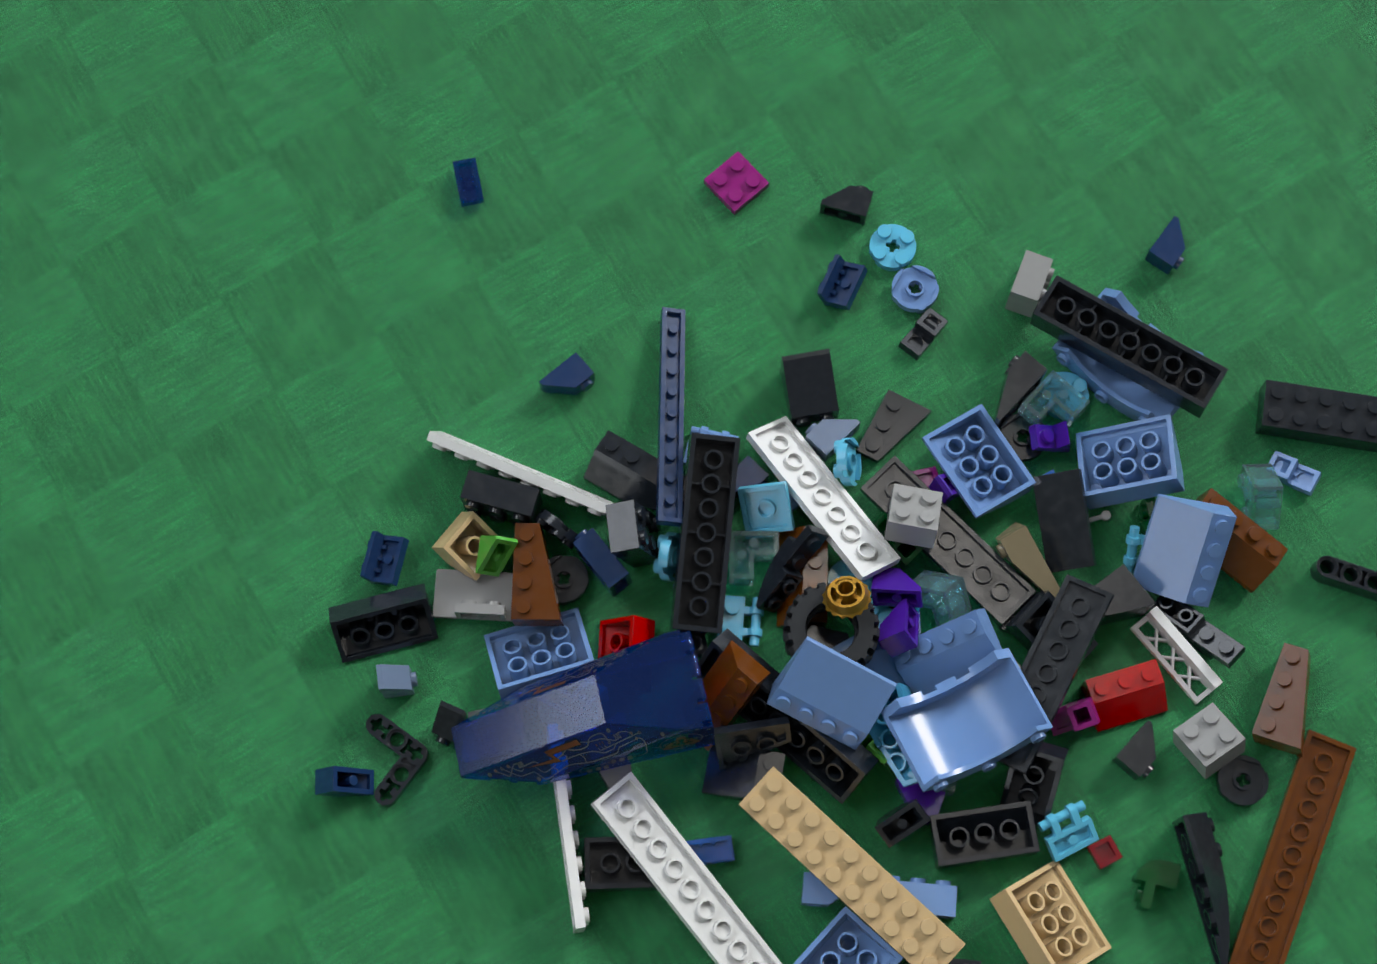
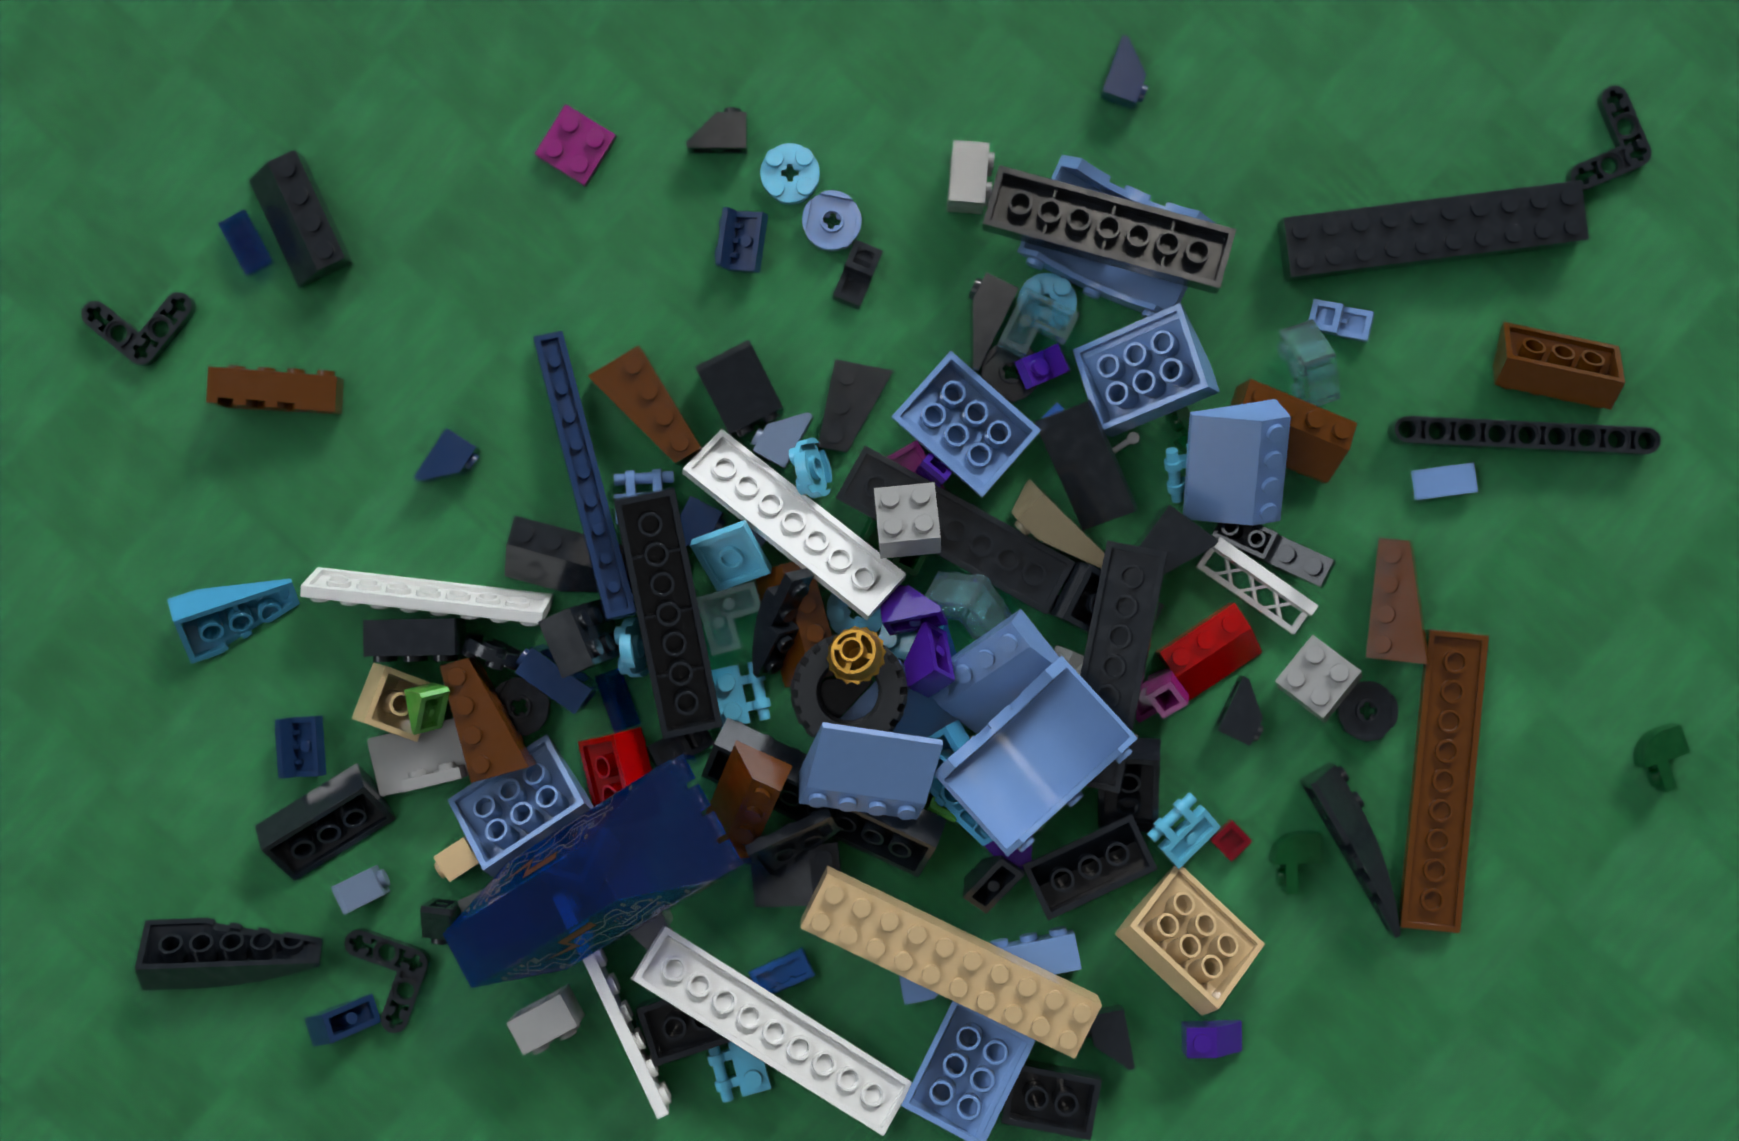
camera: 20 degrees left, 15 degrees up
(257, 699) = (212, 954): none -> black wedge
(358, 443) = (220, 615): none -> dark azure wedge
(363, 226) = (137, 338): none -> black beam
(454, 290) = (275, 391): none -> reddish brown wedge
(477, 681) = (455, 860): none -> tan brick
(508, 827) = (545, 1020): none -> light grey brick
(513, 176) = (300, 218): none -> black slope
(642, 594) = (617, 700): none -> clear blue plate
(659, 918) = (750, 1072): none -> medium azure plate
(732, 373) = (643, 397): none -> reddish brown wedge
(1347, 617) = (1444, 481): none -> medium blue slope

